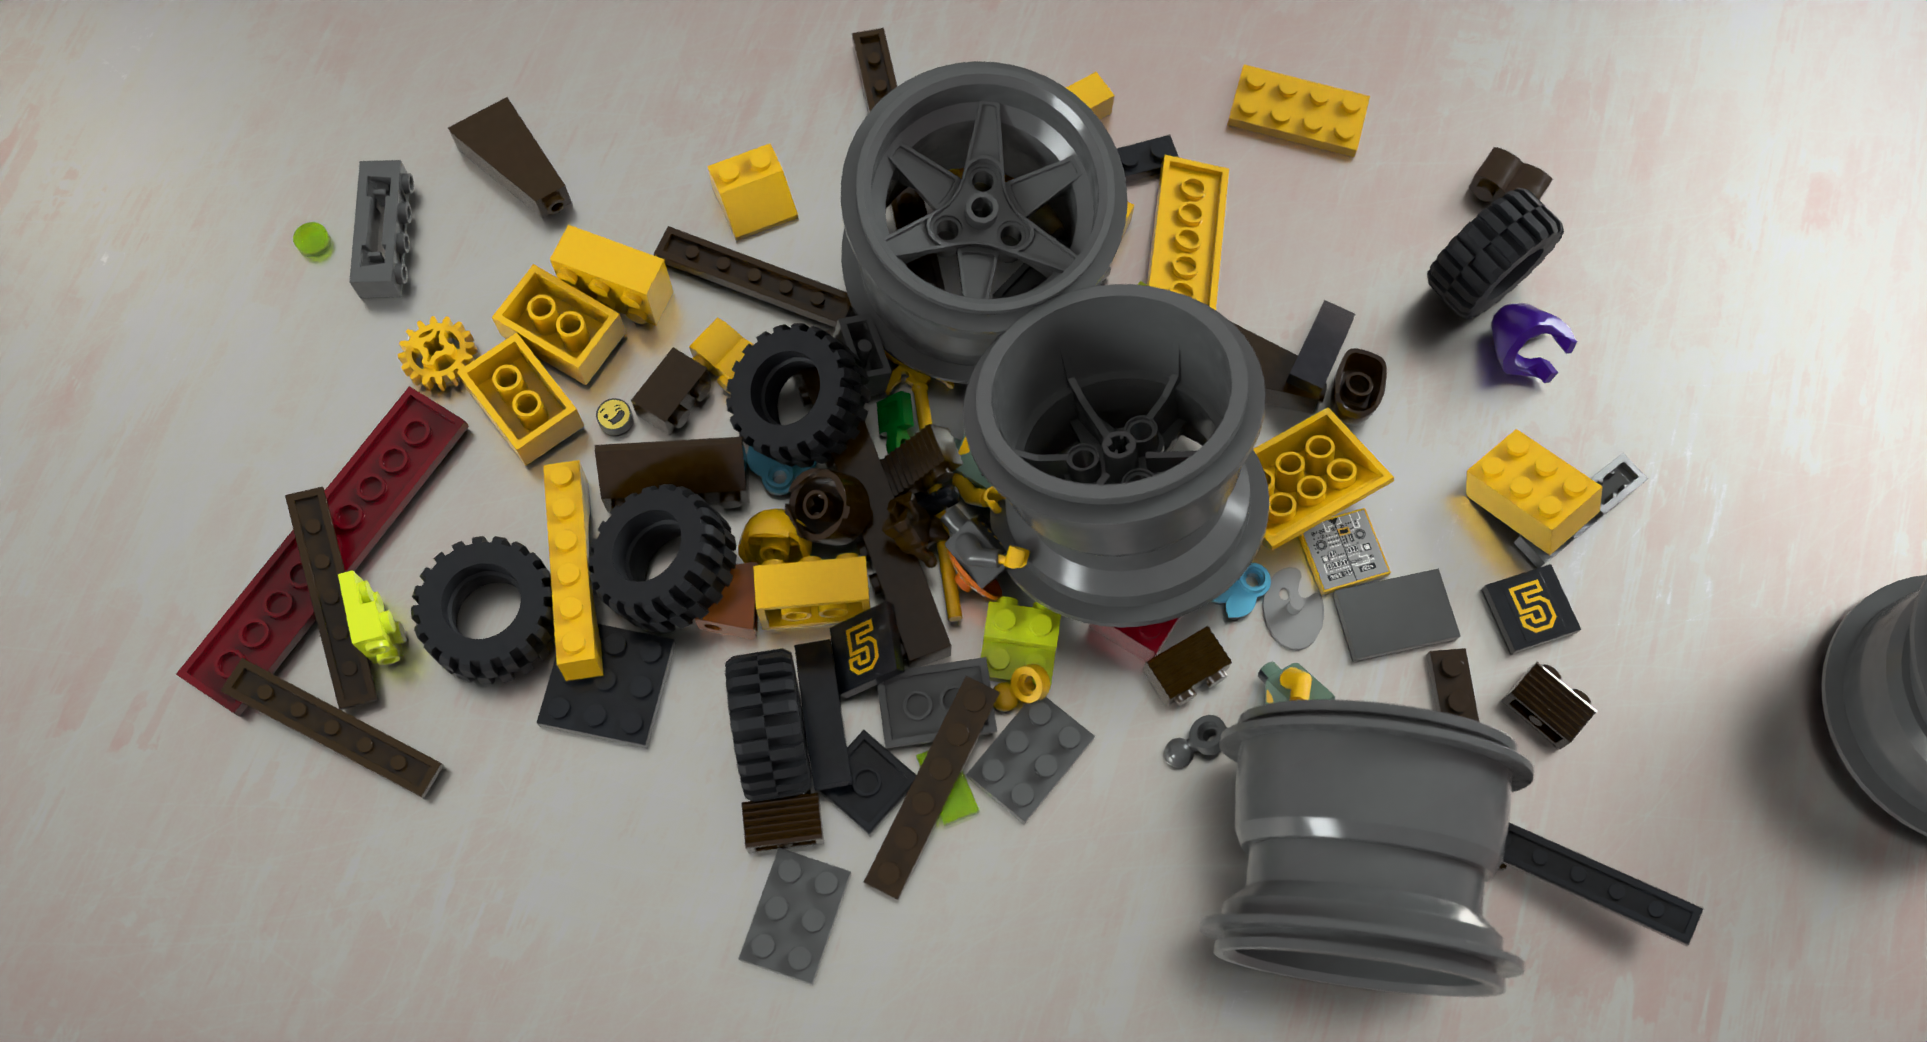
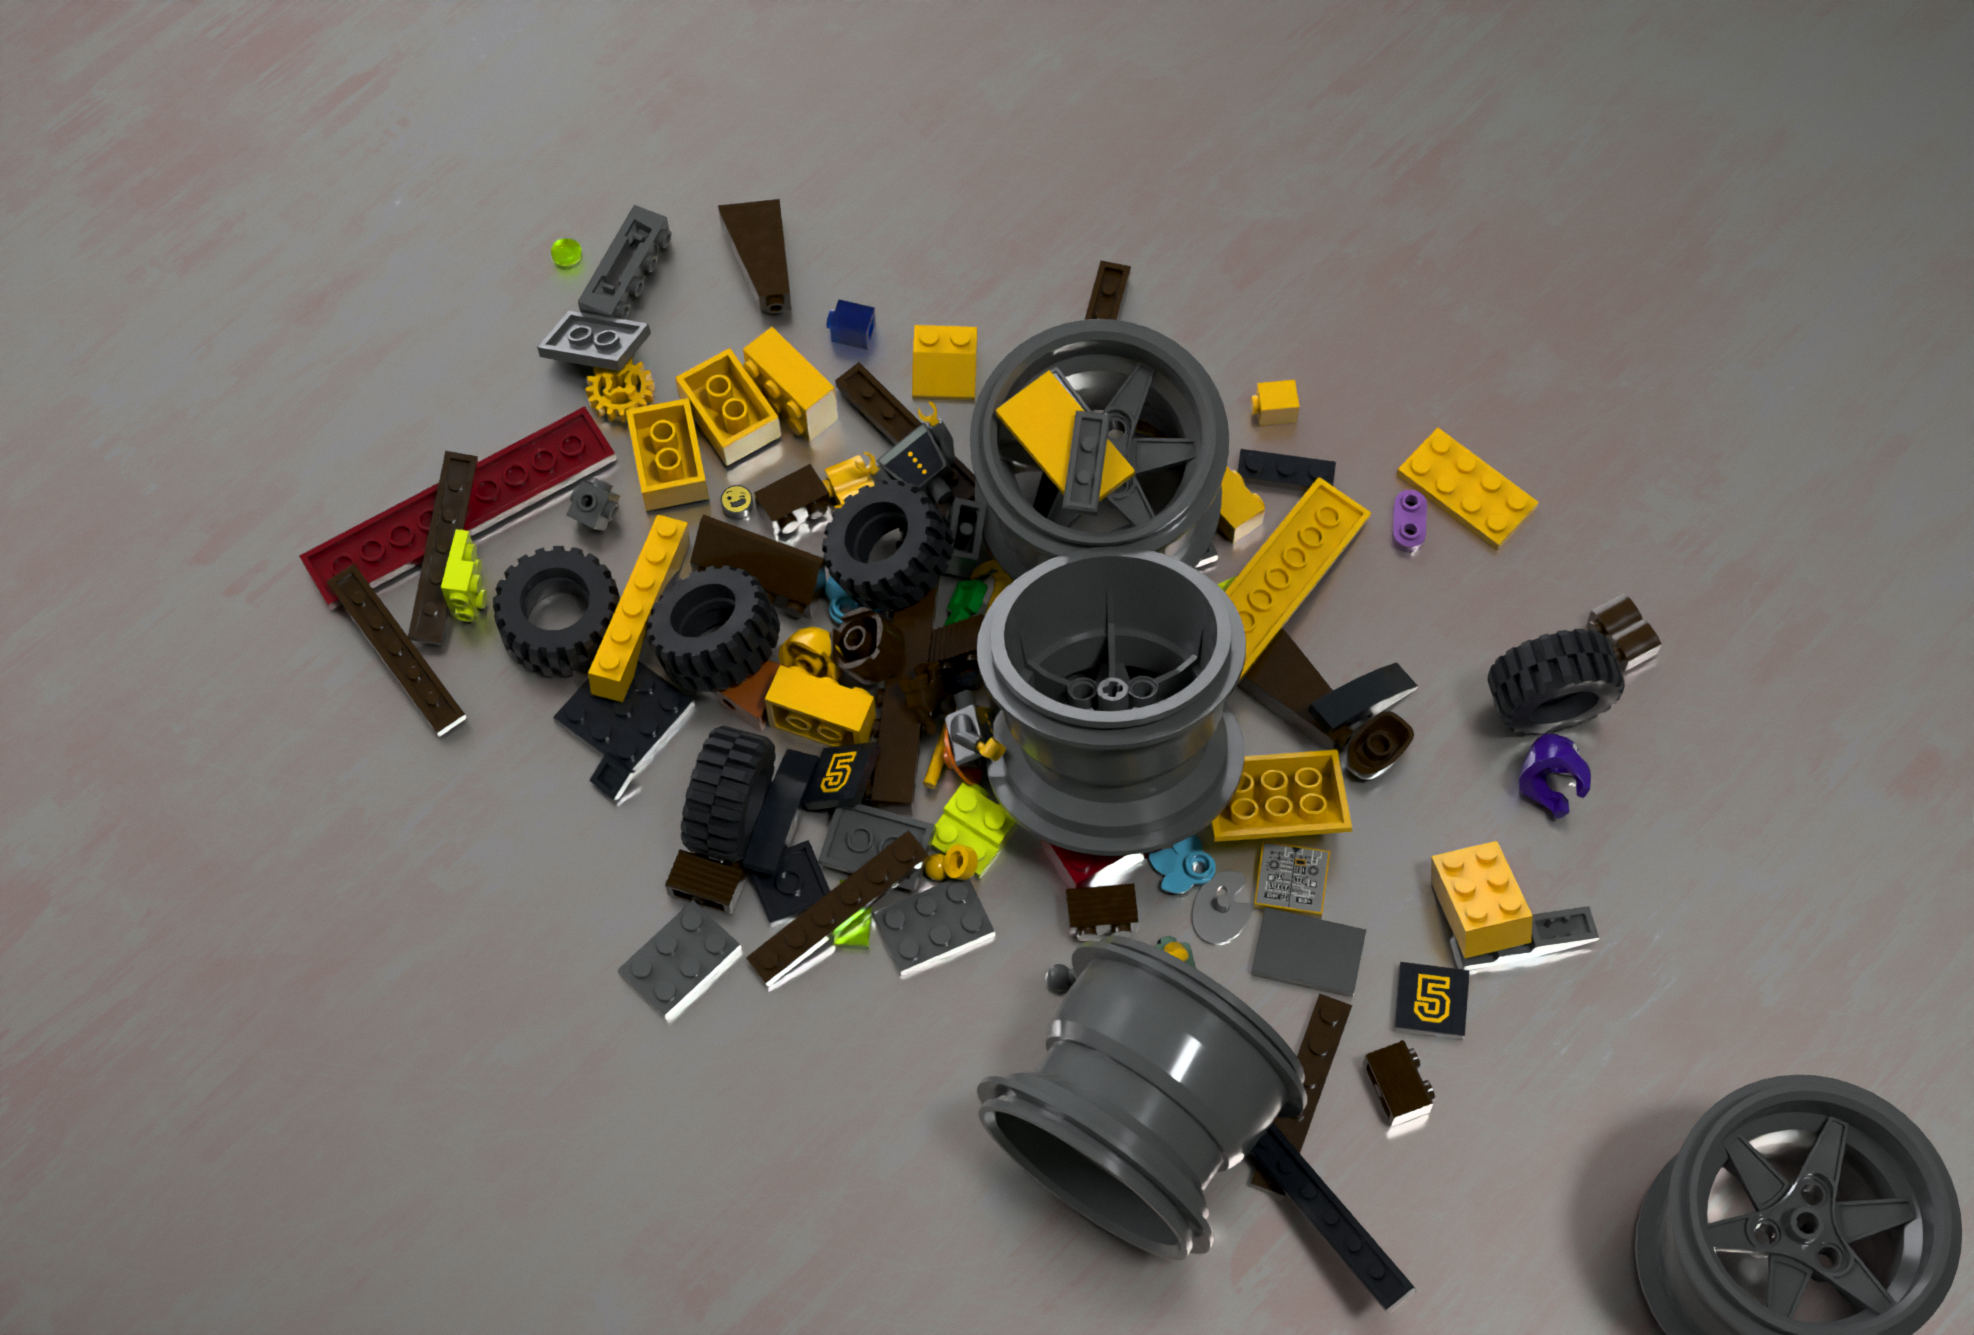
camera: 30 degrees right, 5 degrees down
(386, 315) = (594, 340): none -> dark grey plate
(469, 482) = (594, 504): none -> dark grey brick
(629, 756) = (612, 776): none -> black tile
(641, 191) = (852, 324): none -> clear blue brick
(780, 297) = (919, 459): none -> torso
(958, 211) = (1044, 425): none -> yellow tile
(993, 222) = (1086, 463): none -> dark grey tile
(1261, 160) = (1409, 518): none -> medium lavender plate

